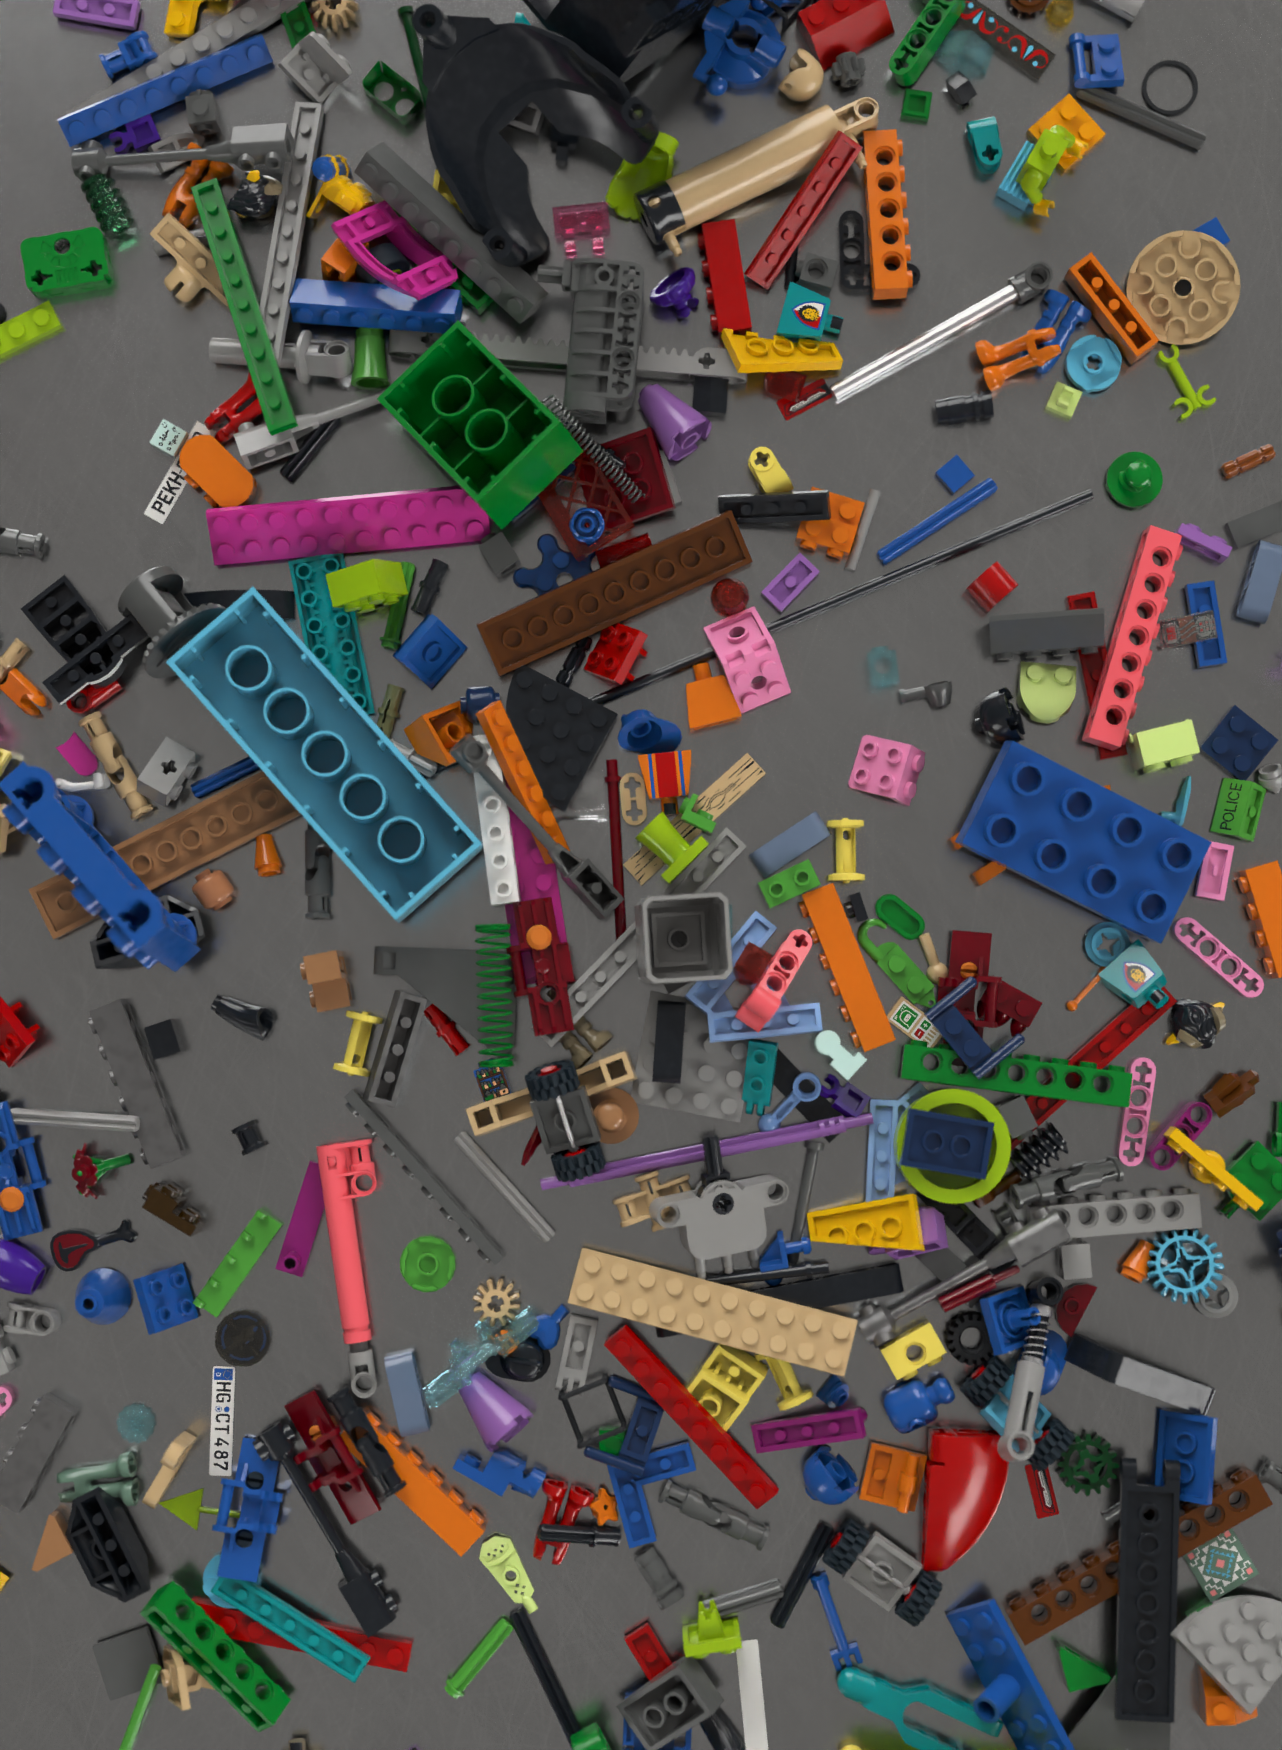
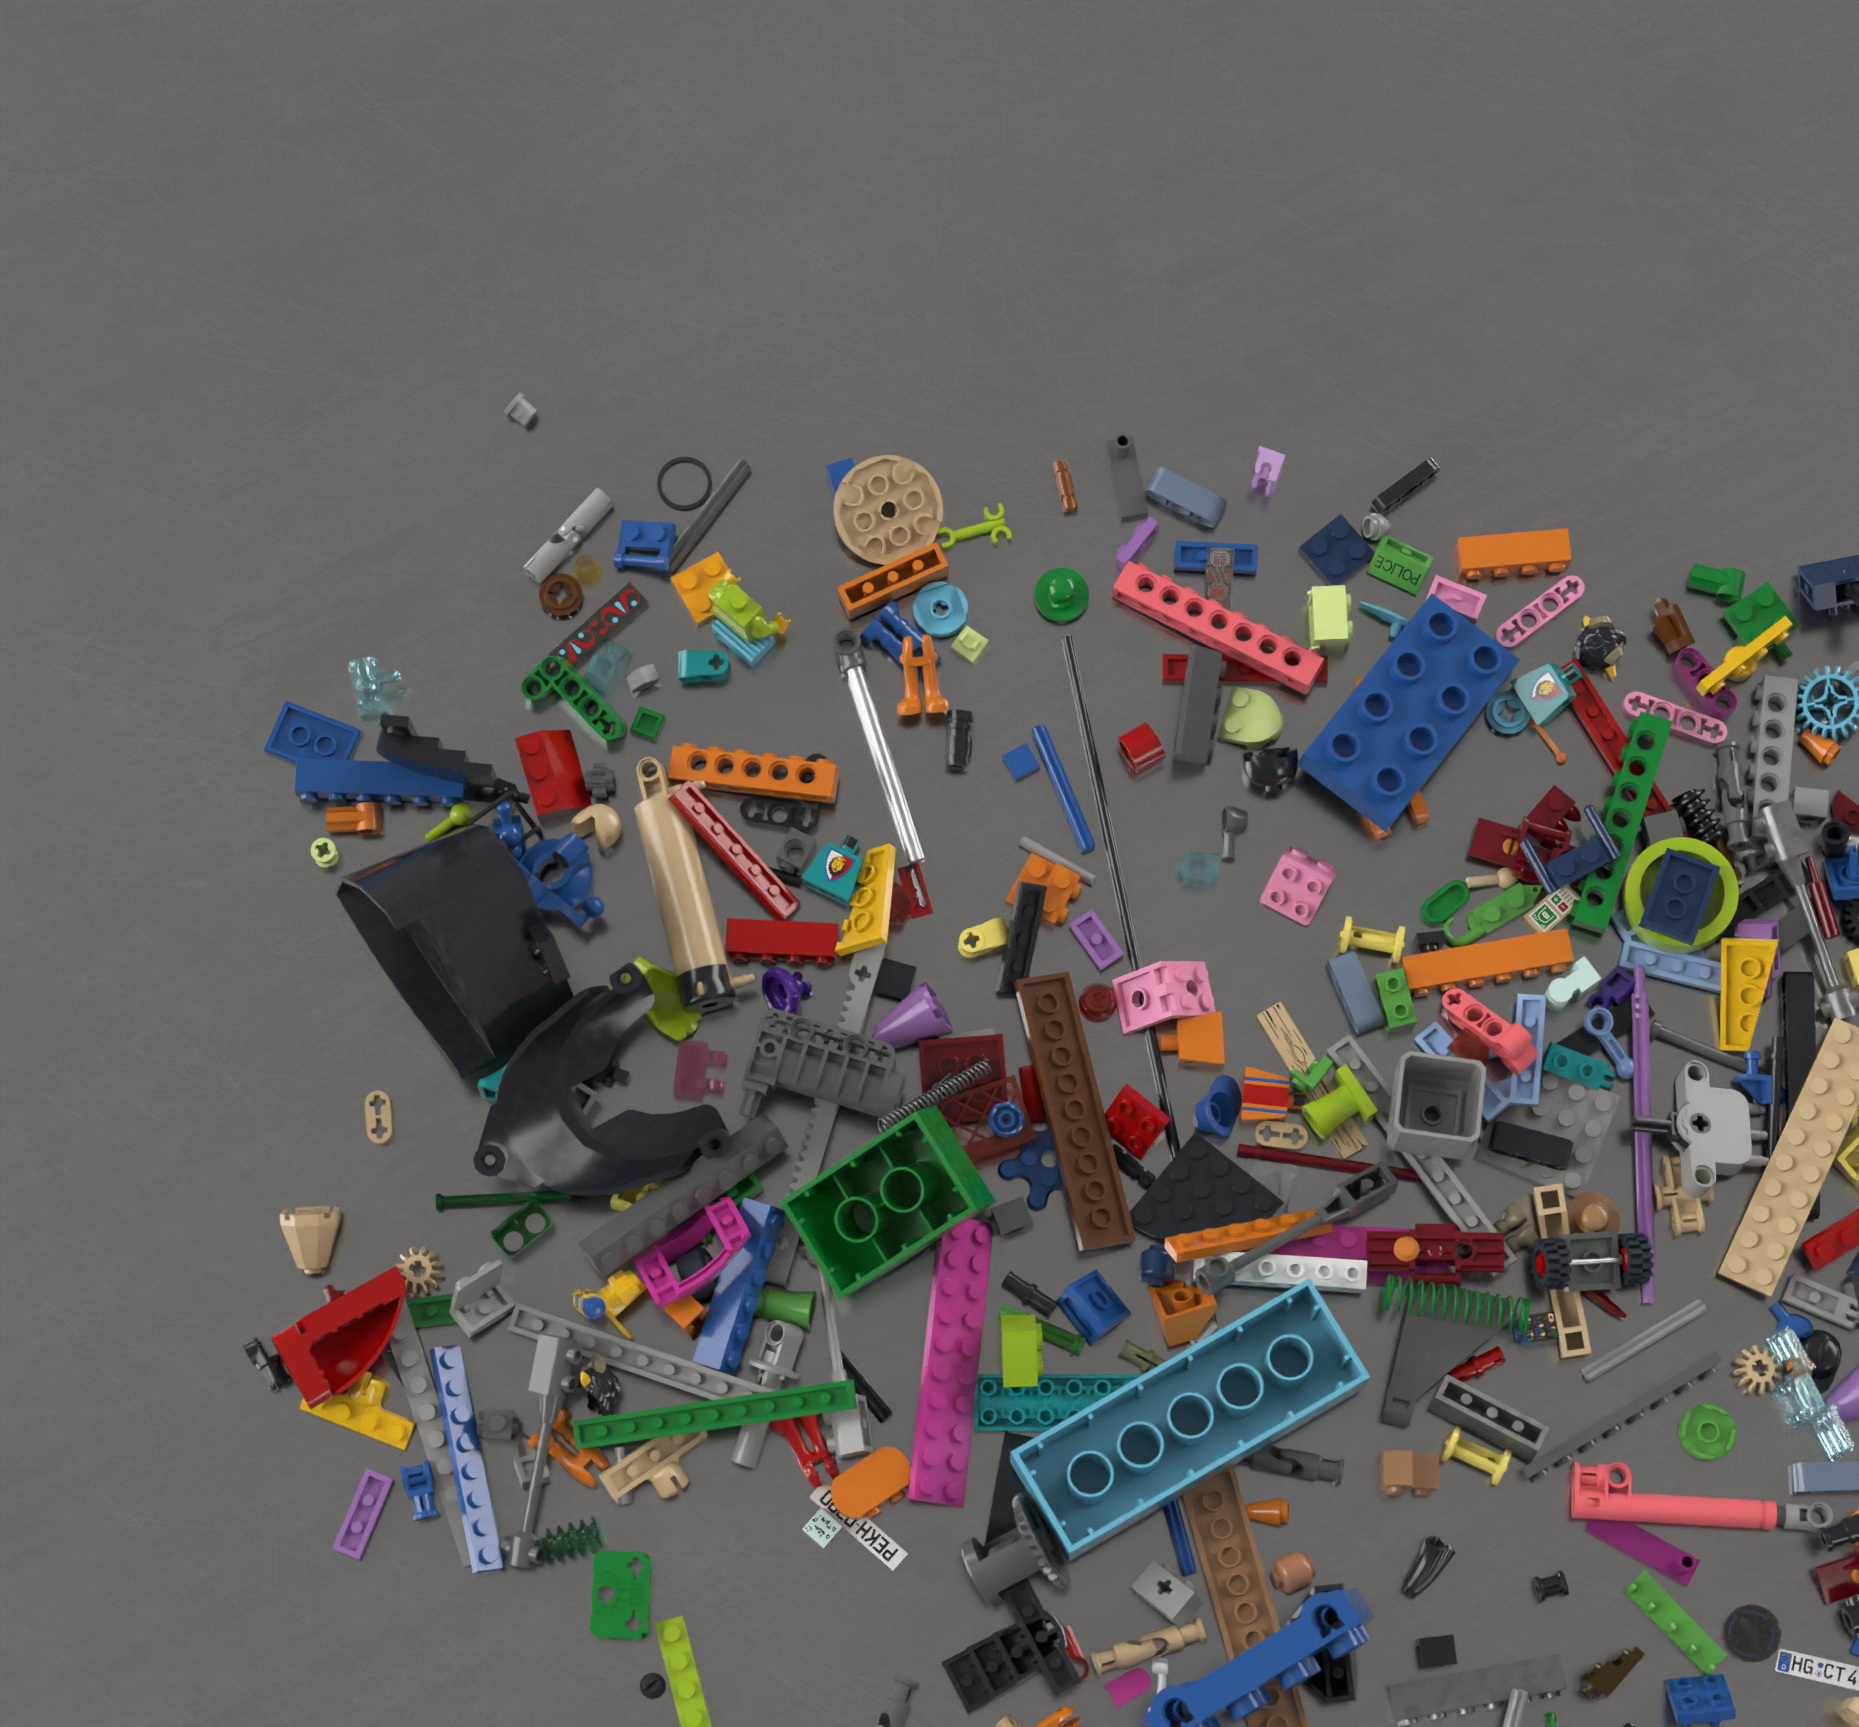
camera: 85 degrees left, 10 degrees down
(140, 134) = (503, 1494): dark purple plate -> none

